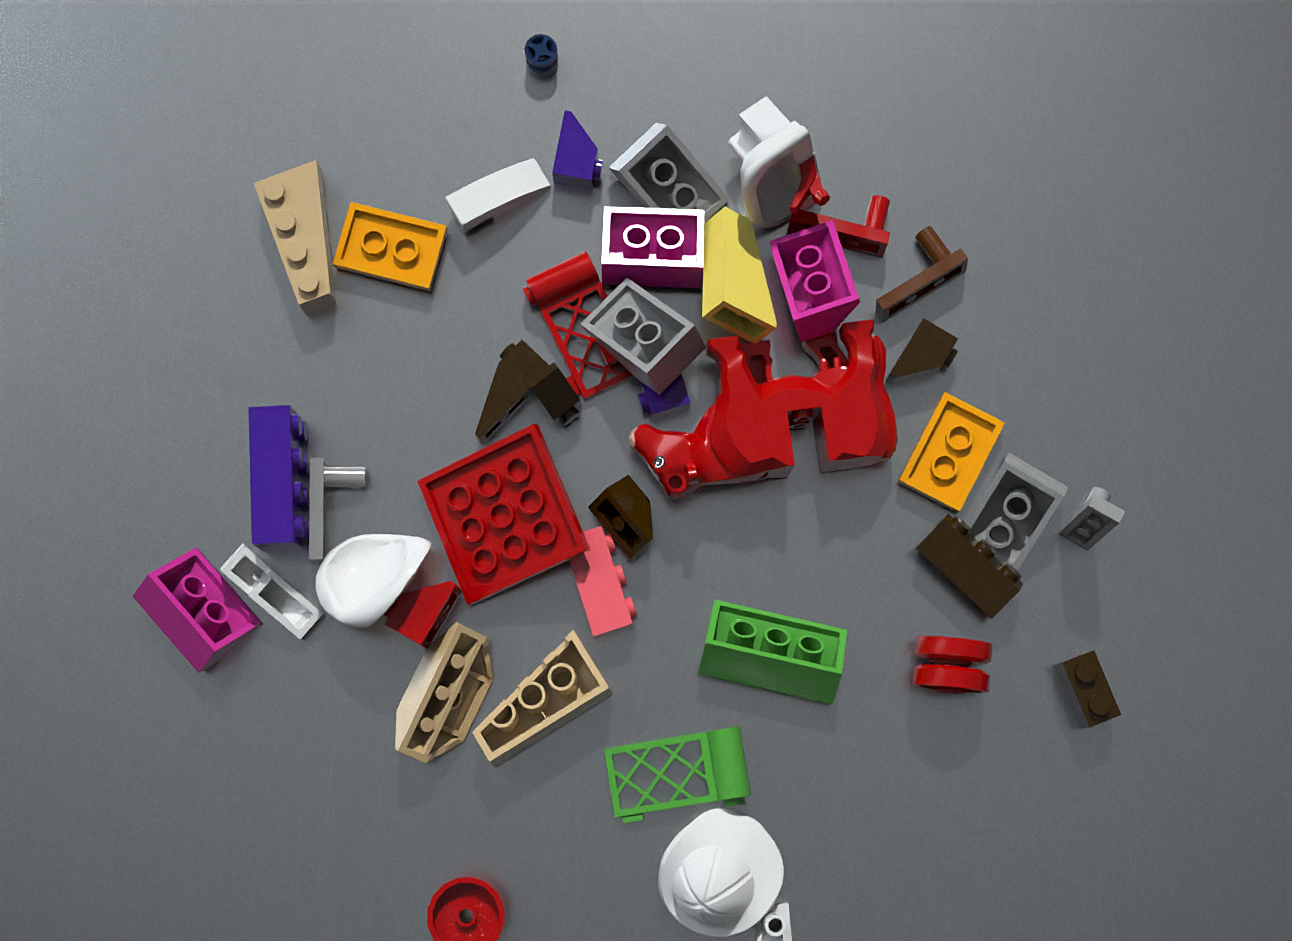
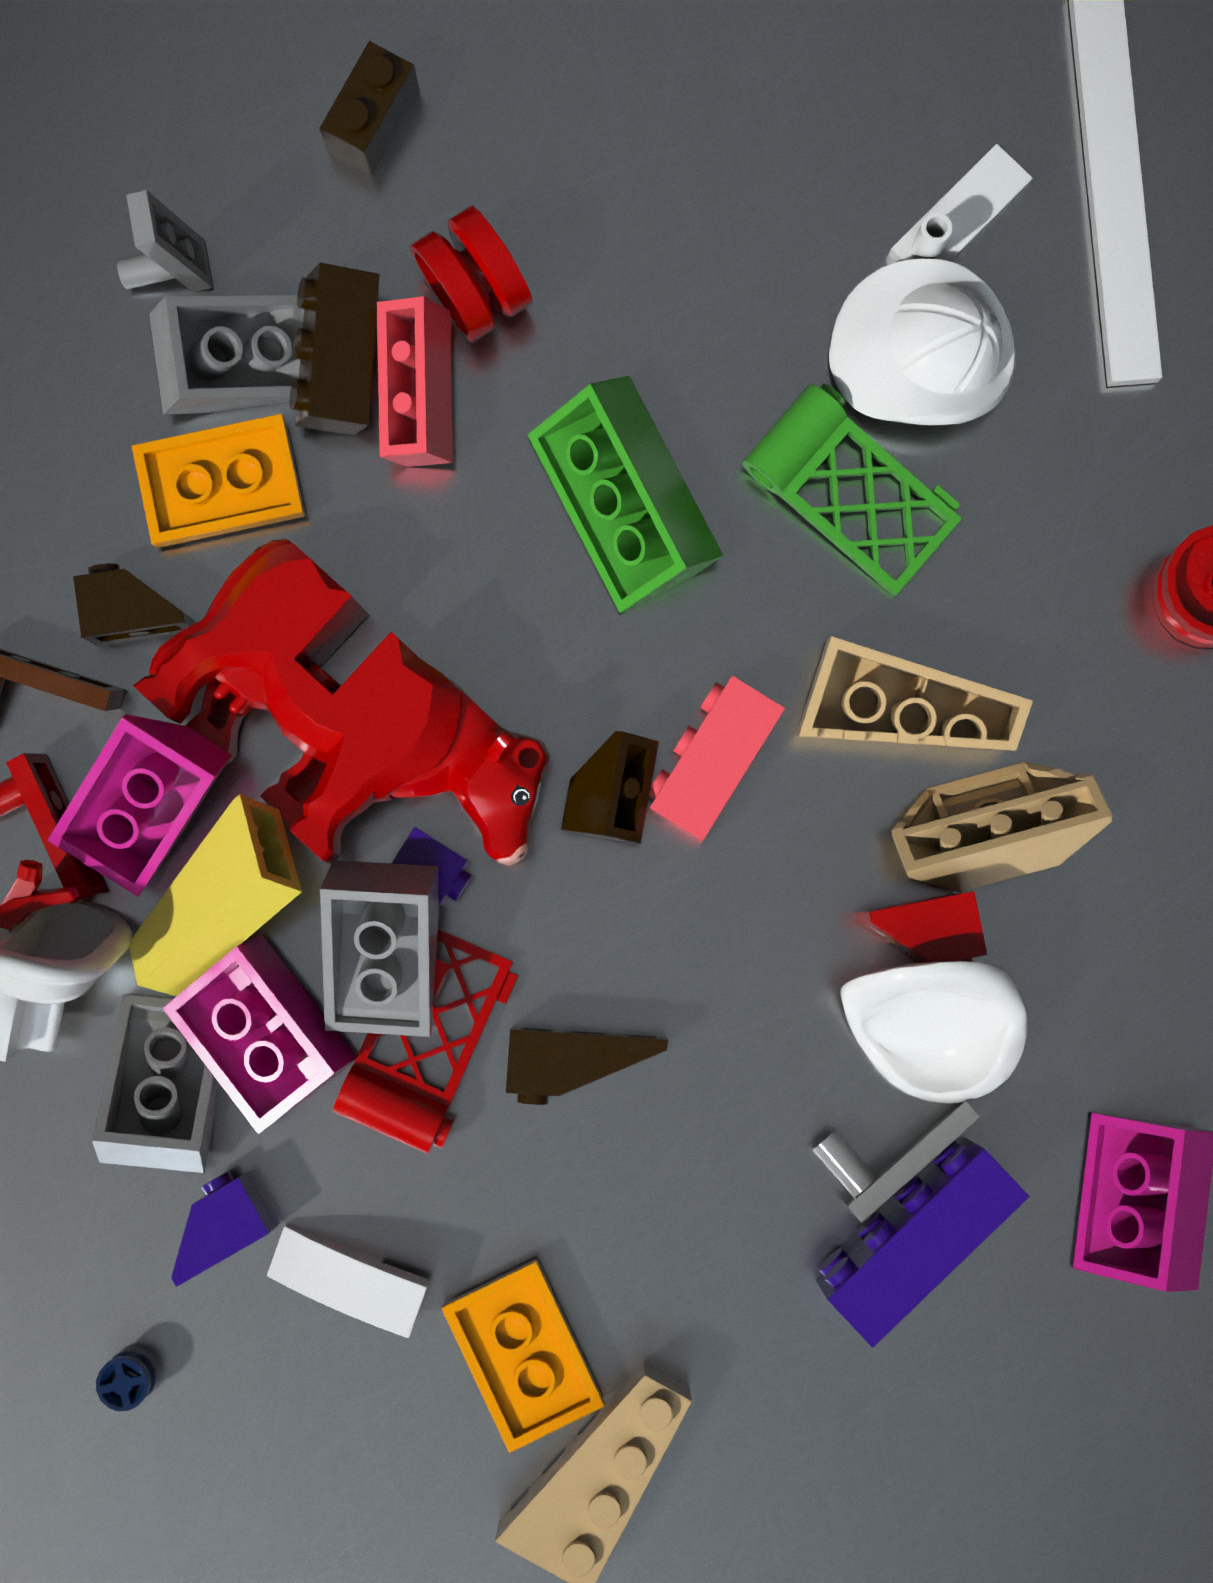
camera: 130 degrees left, 5 degrees up
(271, 591) = (1049, 1133): white slope -> none
(503, 514) = (732, 933): red plate -> none
(555, 395) = (540, 993): dark brown slope -> none
(919, 590) = (414, 382): none -> coral brick

